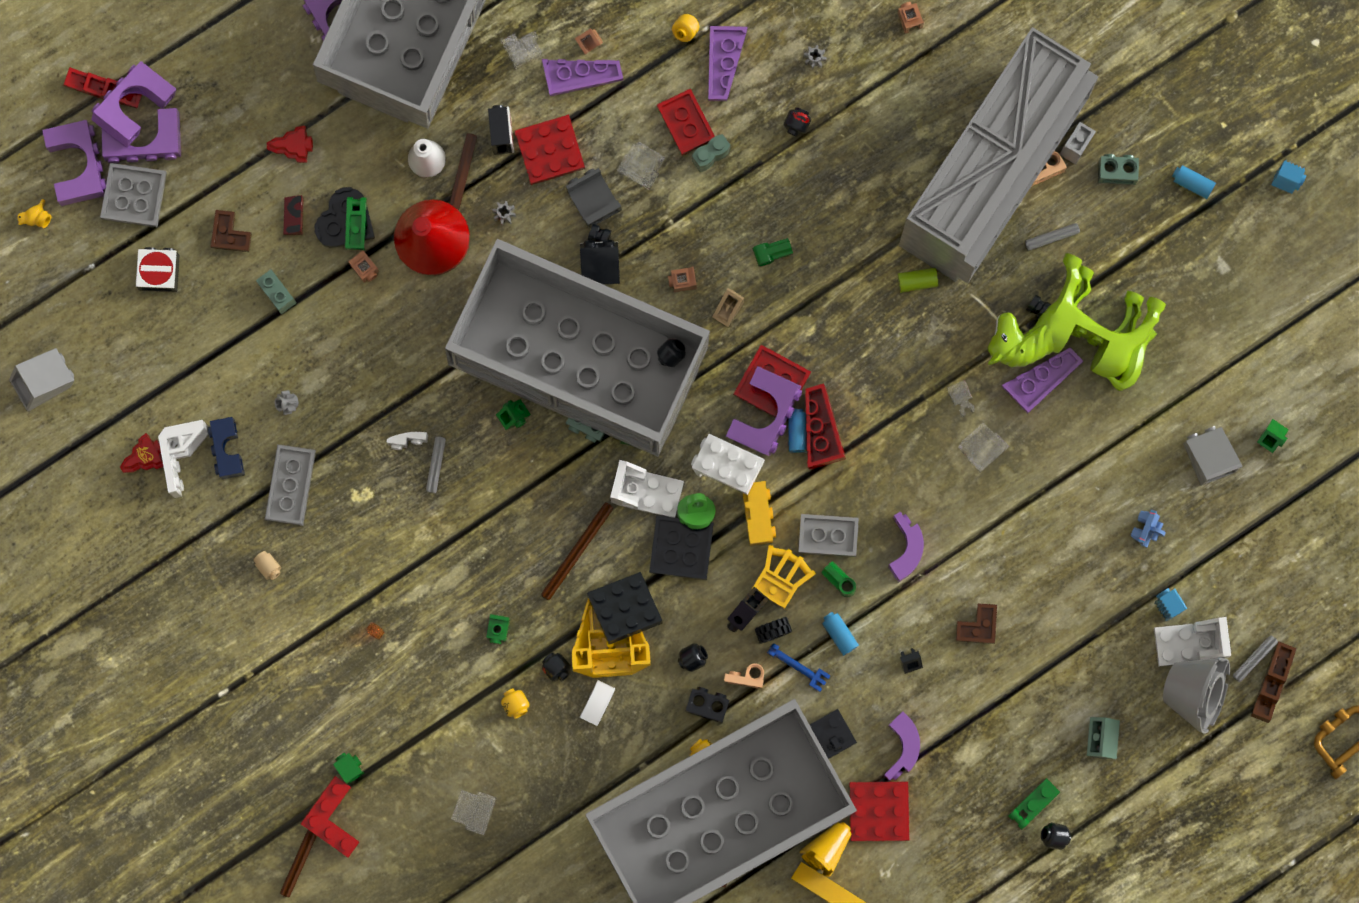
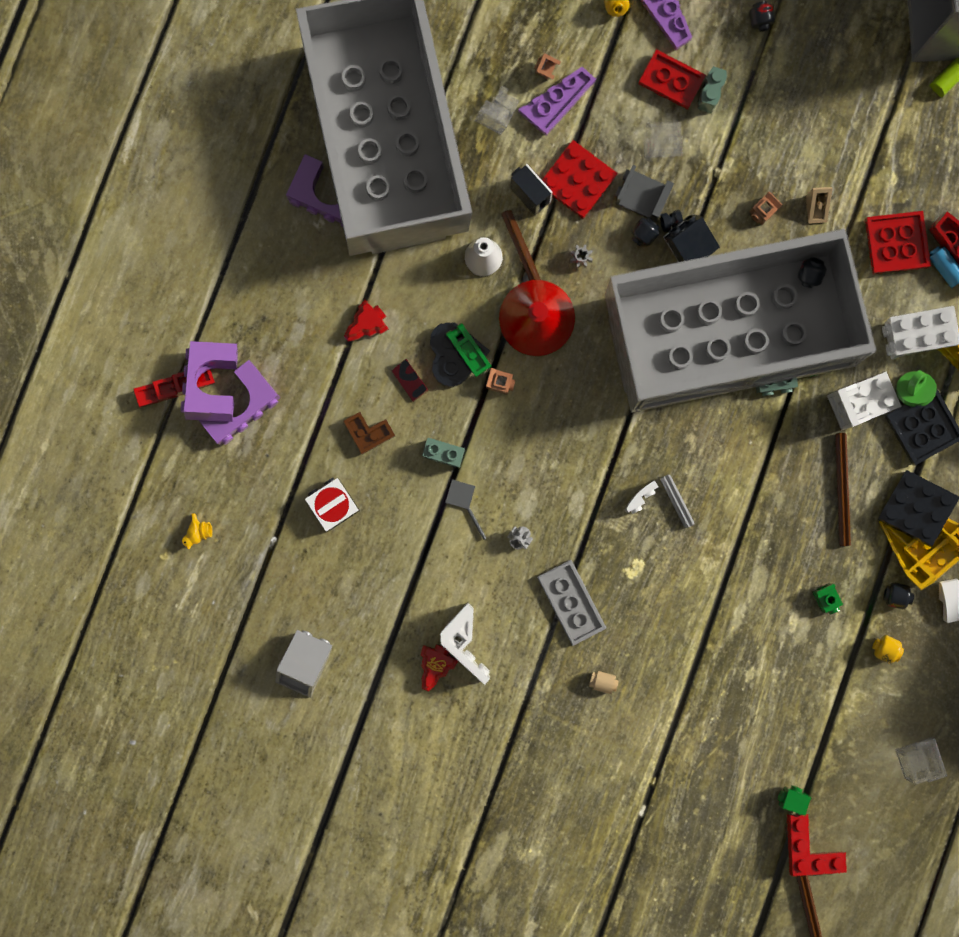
camera: 40 degrees left, 5 degrees up
(89, 183) = (222, 472): medium lavender arch -> none
(133, 195) = (265, 456): light grey plate -> none
(227, 465) = (509, 624): dark blue arch -> none
(265, 336) = (460, 495): none -> dark grey piece
(375, 631) = (730, 671): clear orange axle -> none
(513, 414) = (712, 415): green brick -> none
(570, 229) = (645, 231): none -> black head
(767, 253) = (817, 138): green piece -> none
(785, 394) = (929, 289): medium lavender arch -> none

